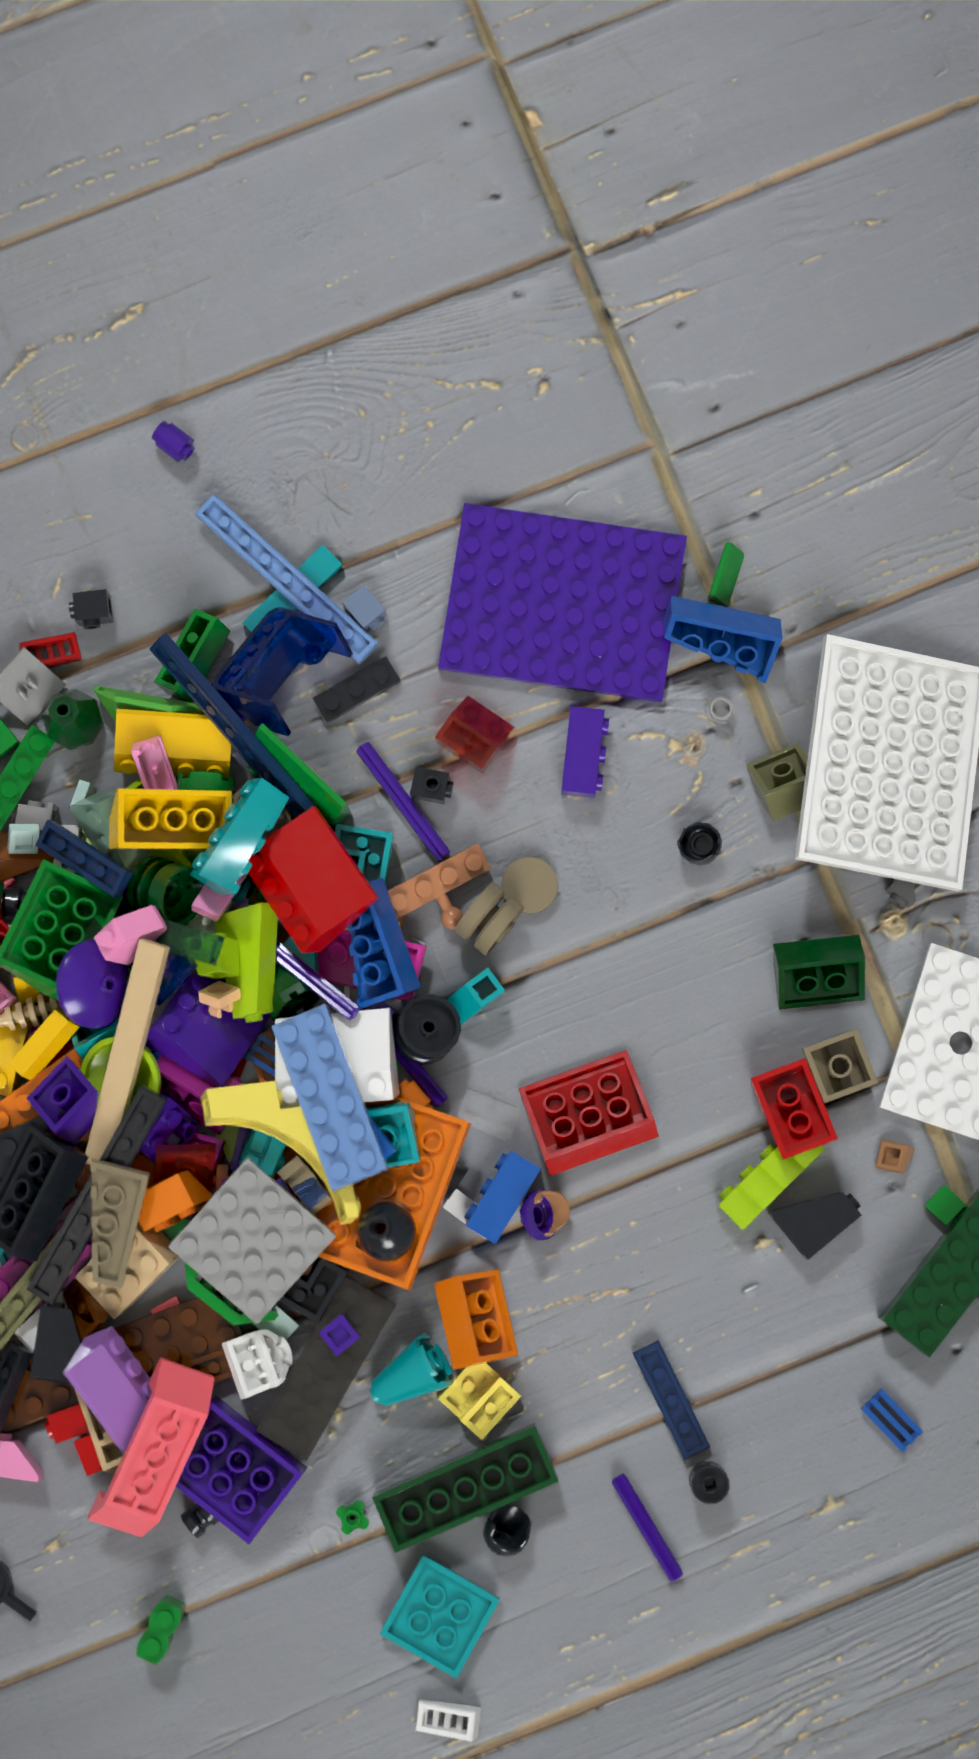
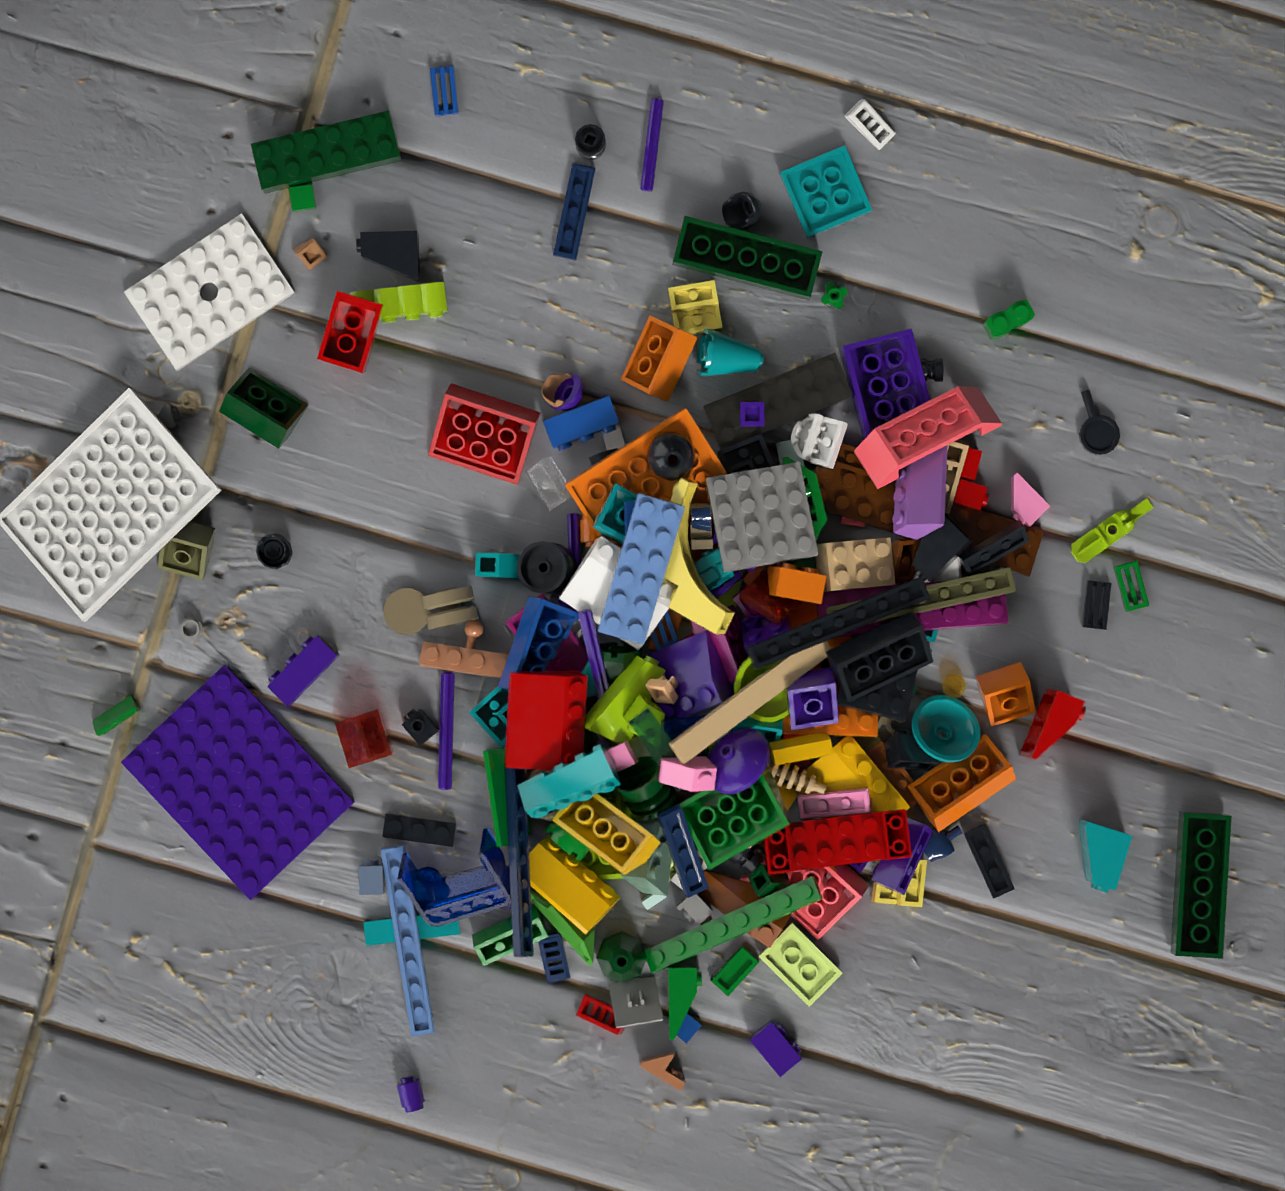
camera: 155 degrees left, 5 degrees up
(23, 838) = (713, 898): light aqua tile -> none
(91, 608) = (552, 1021): black brick -> none
(116, 1210) = (833, 601): dark tan wing -> none
(150, 688) = (557, 977): none -> dark blue slope
(154, 764) = (589, 876): bright pink hinge -> none
(725, 634) = (148, 675): blue wedge -> none
(840, 1065) = (298, 336): dark tan slope -> none

